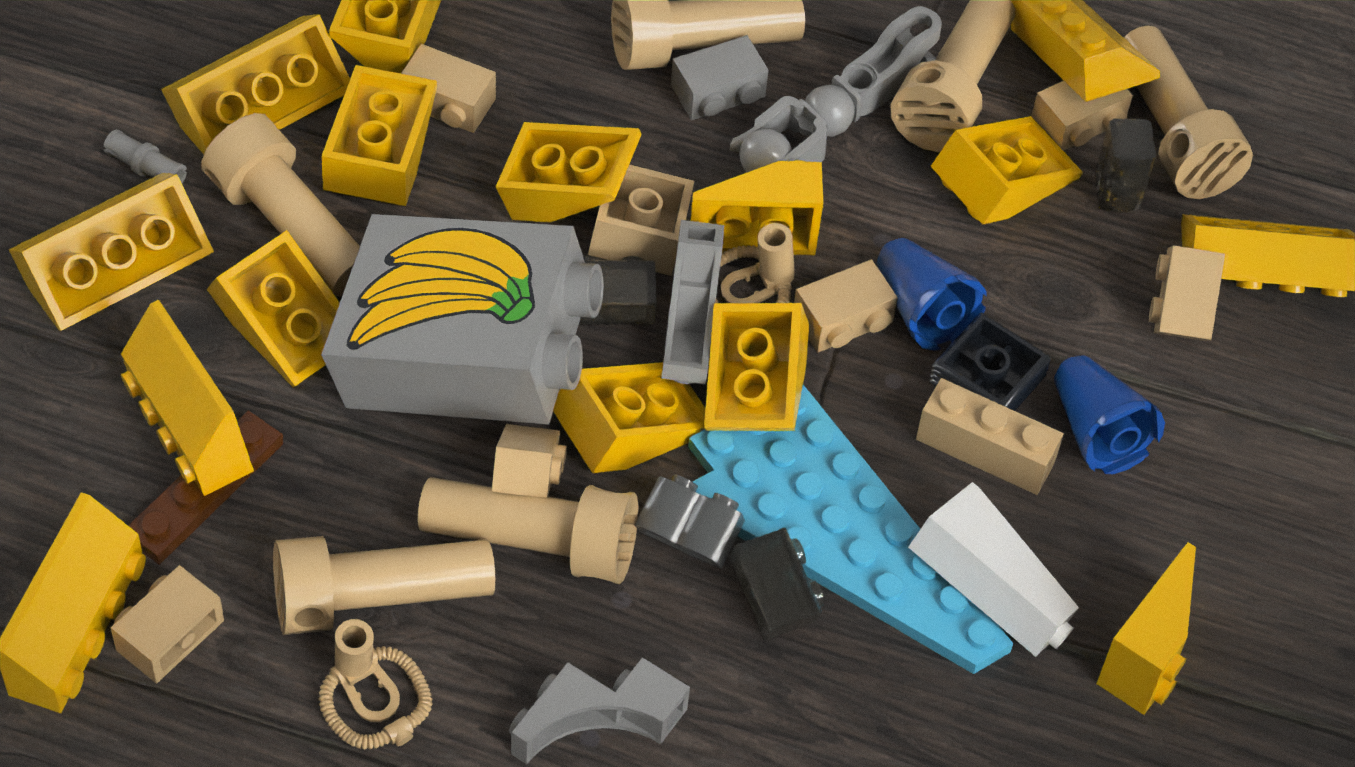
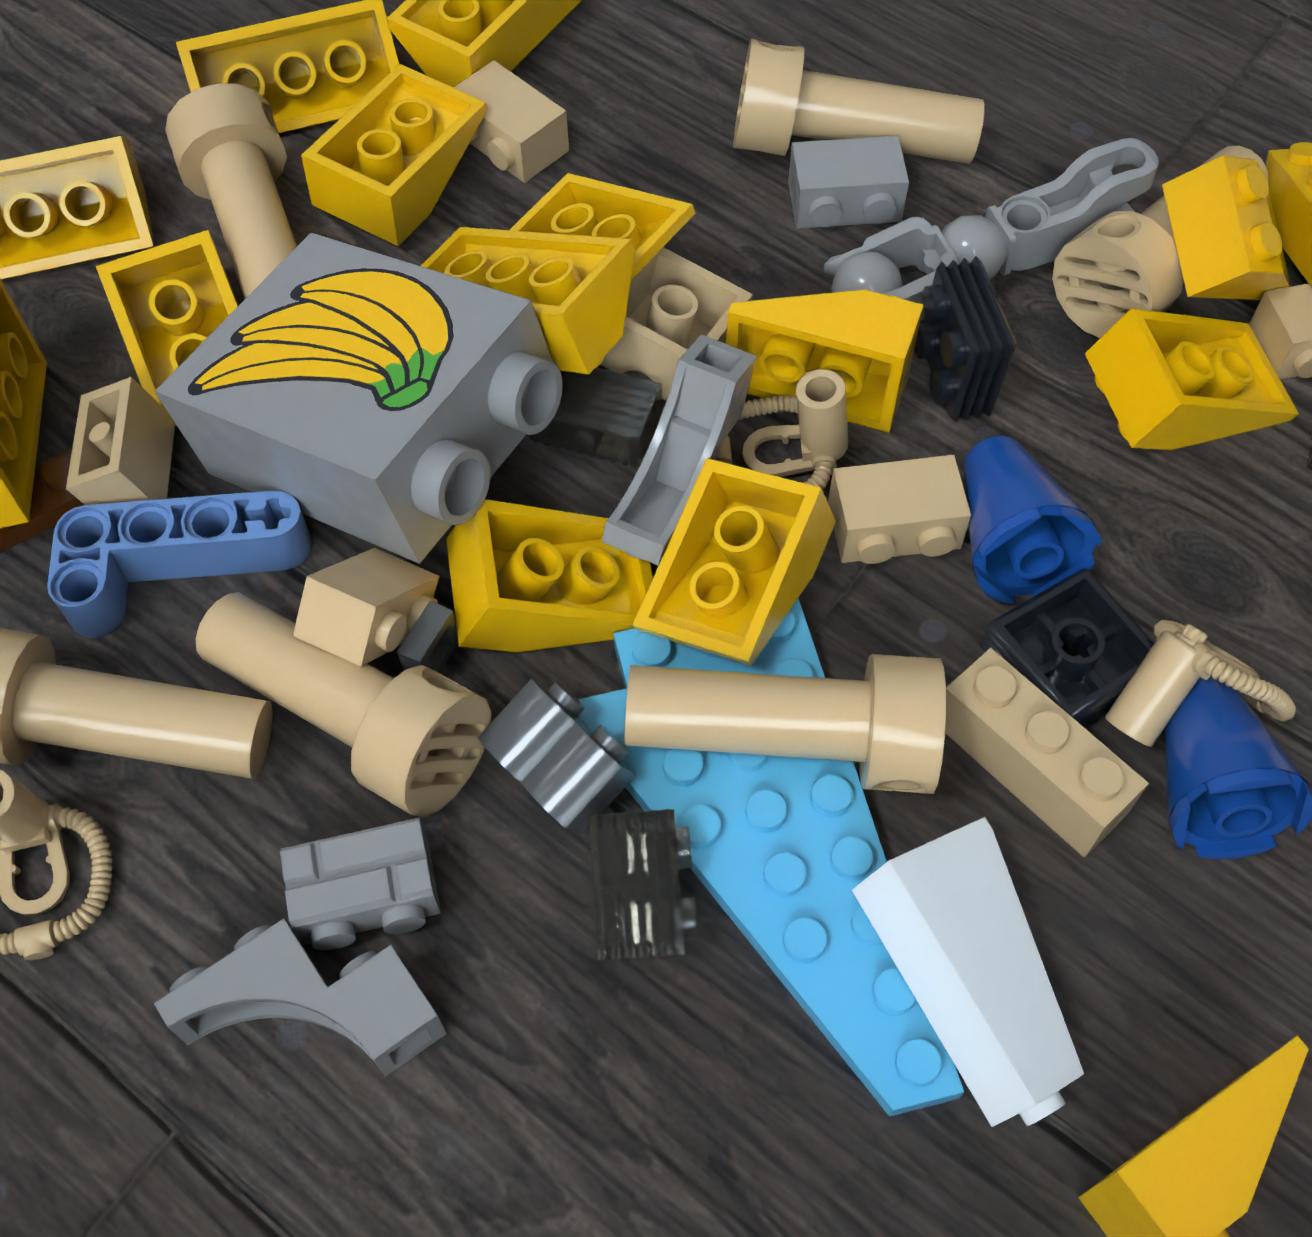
camera: 25 degrees right, 5 degrees up
(142, 158) = (129, 121): light grey pin -> none
(294, 407) = (120, 446): none -> tan brick
(416, 438) = (163, 539): none -> medium blue beam
(569, 198) = (572, 281): none -> yellow slope
(571, 474) = (430, 639): none -> dark grey tile
(600, 632) = (360, 884): none -> light grey brick
(851, 177) = (964, 339): none -> black brick
(892, 441) = (885, 723): none -> tan piece
(1001, 60) = (1226, 230): none -> yellow slope
(1055, 364) = (1171, 672): none -> tan piece

